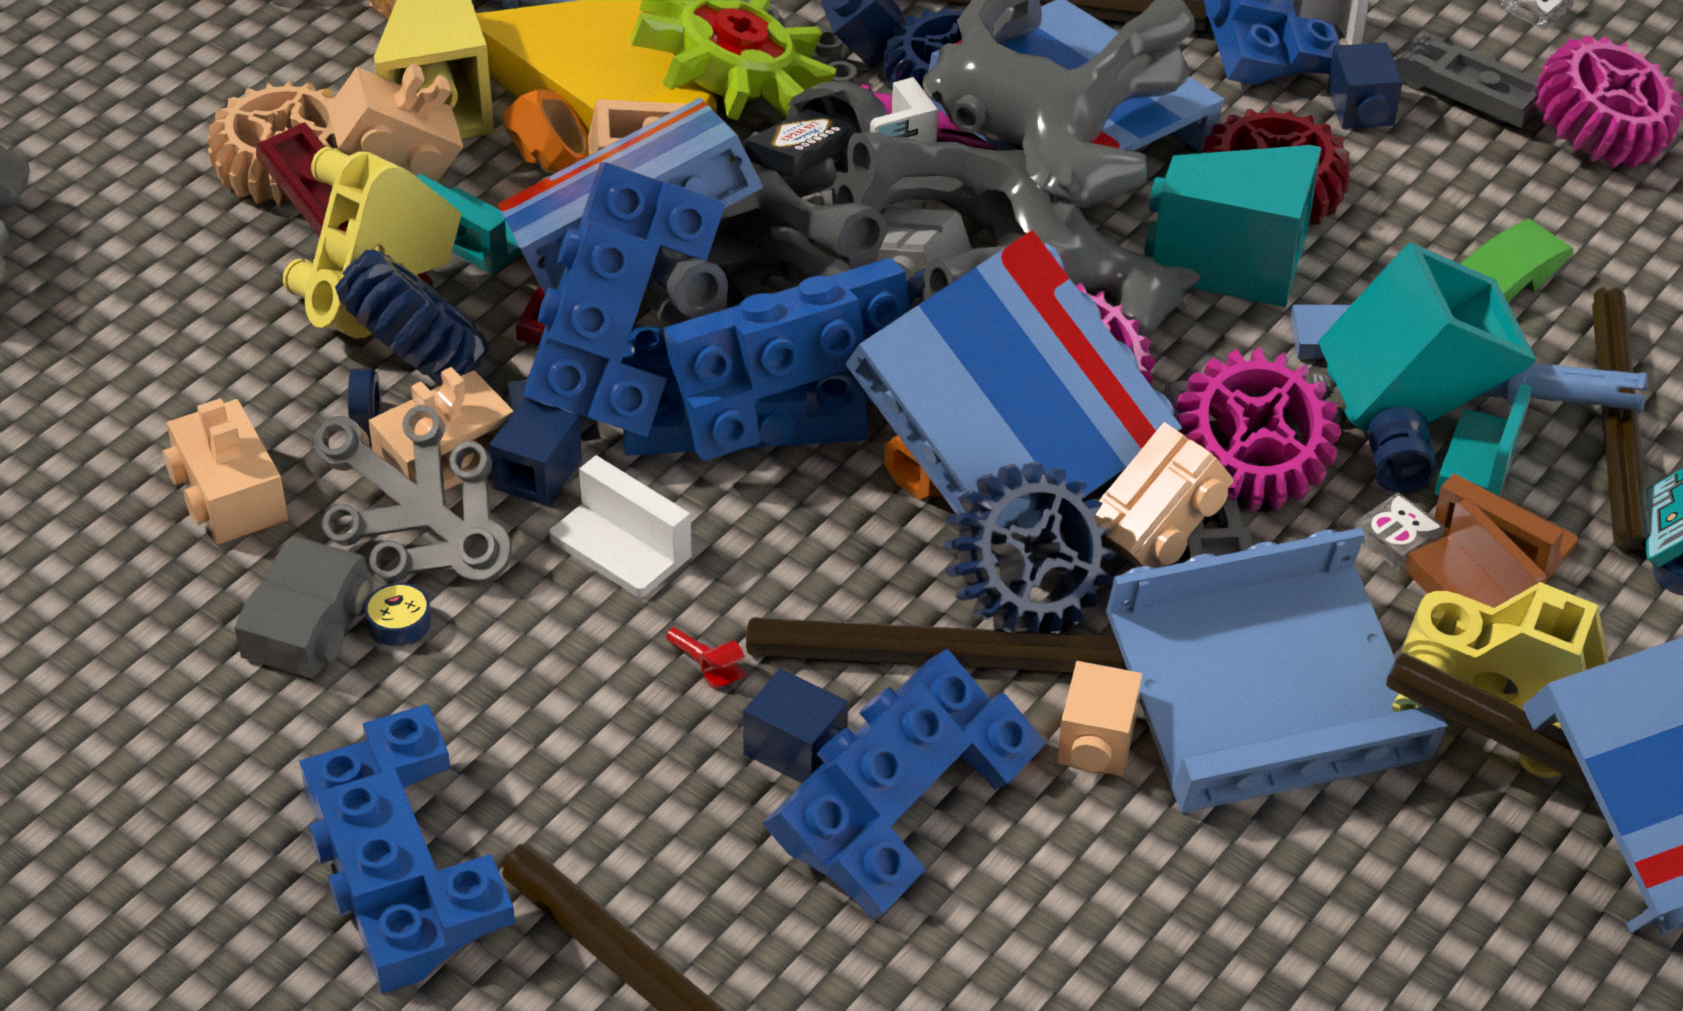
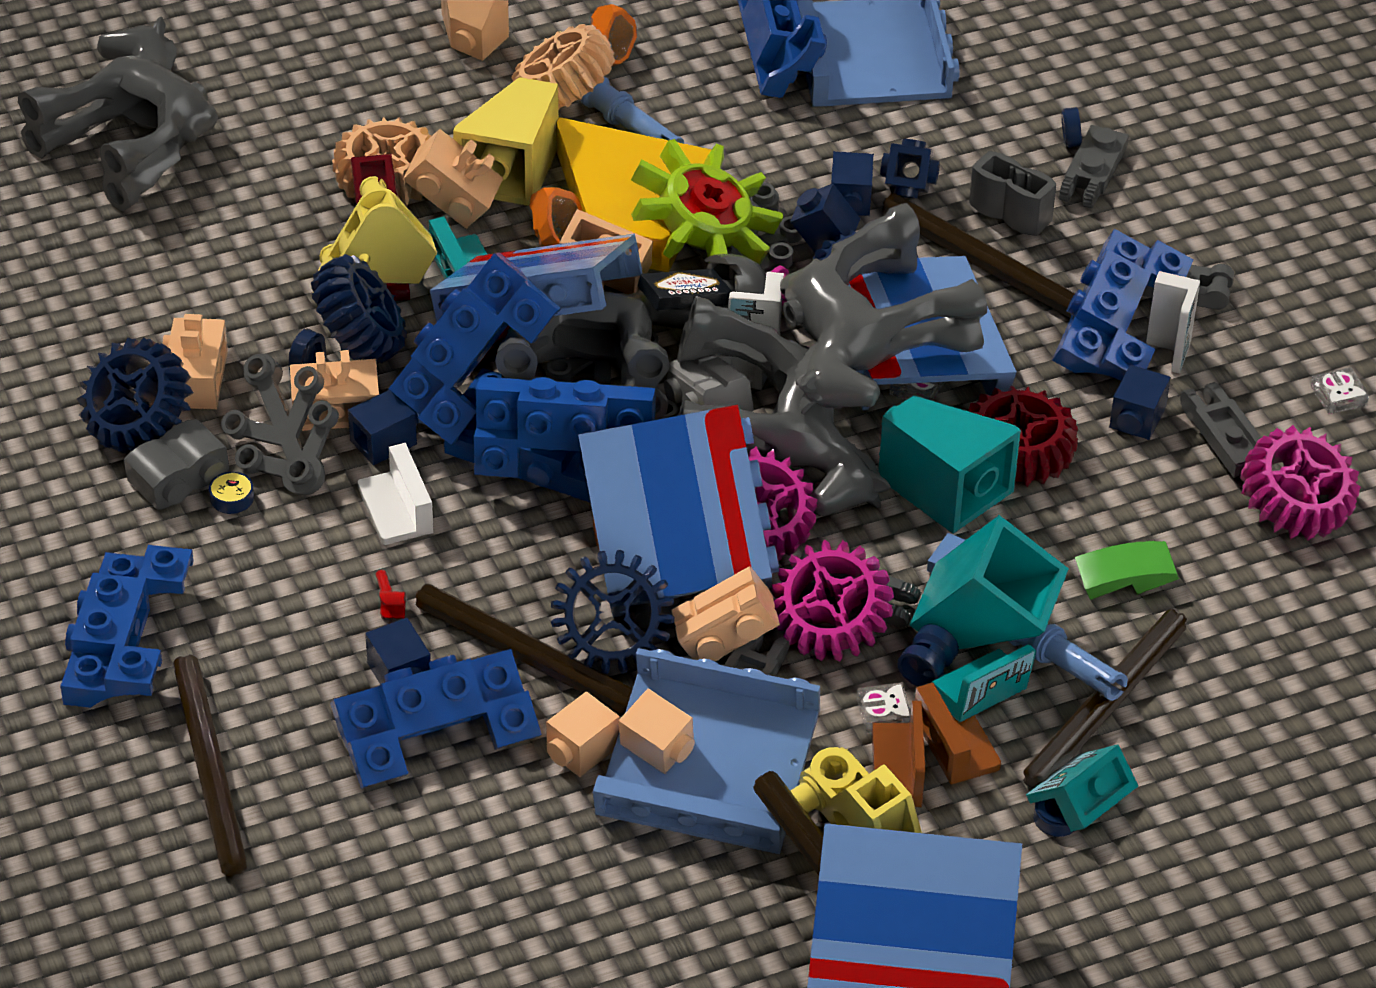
camera: 30 degrees right, 0 degrees up
(183, 562) = (112, 401): none -> dark blue gear
(1205, 671) = (657, 731): none -> light nougat brick

